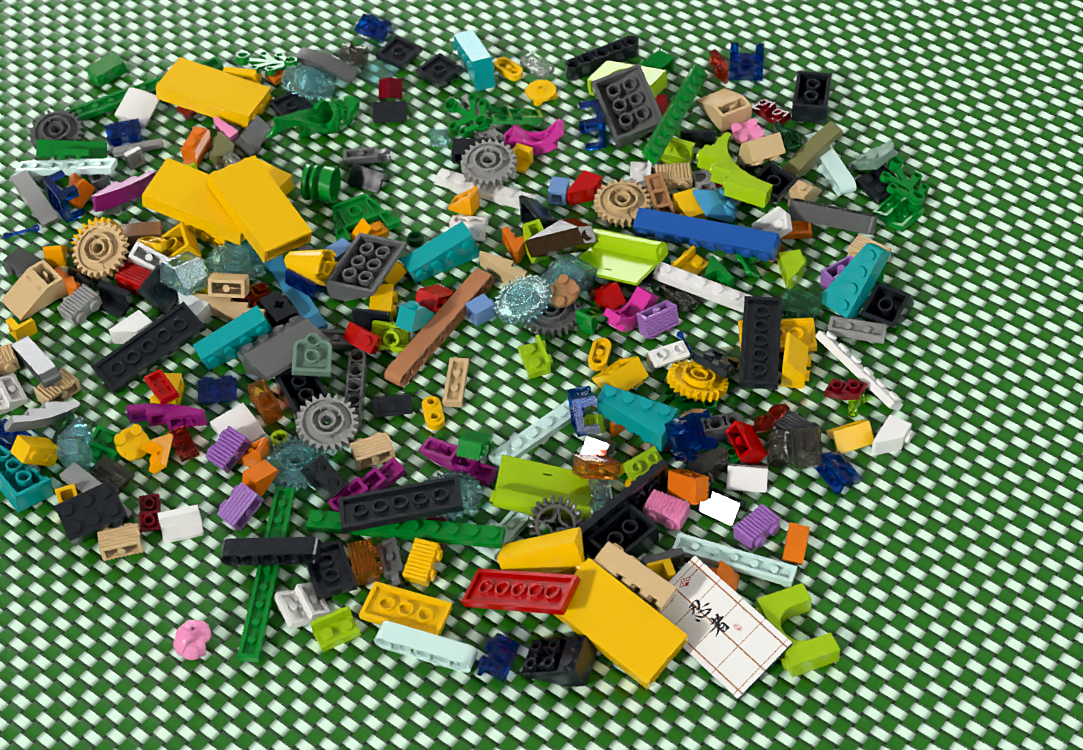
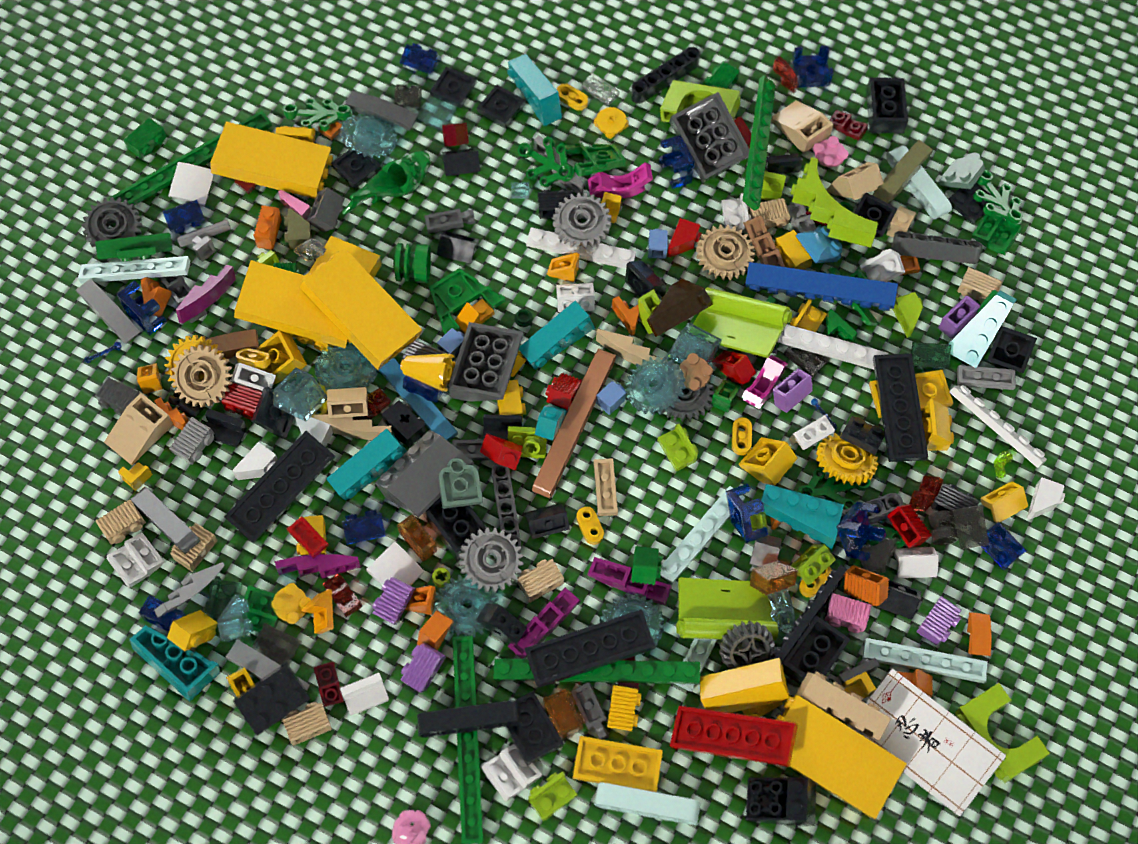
camera: 15 degrees left, 15 degrees up
(498, 657) = (720, 805): clear blue bracket -> none
(790, 138) = (869, 153): clear green slope -> none
(847, 390) = (991, 451): dark red slope -> none

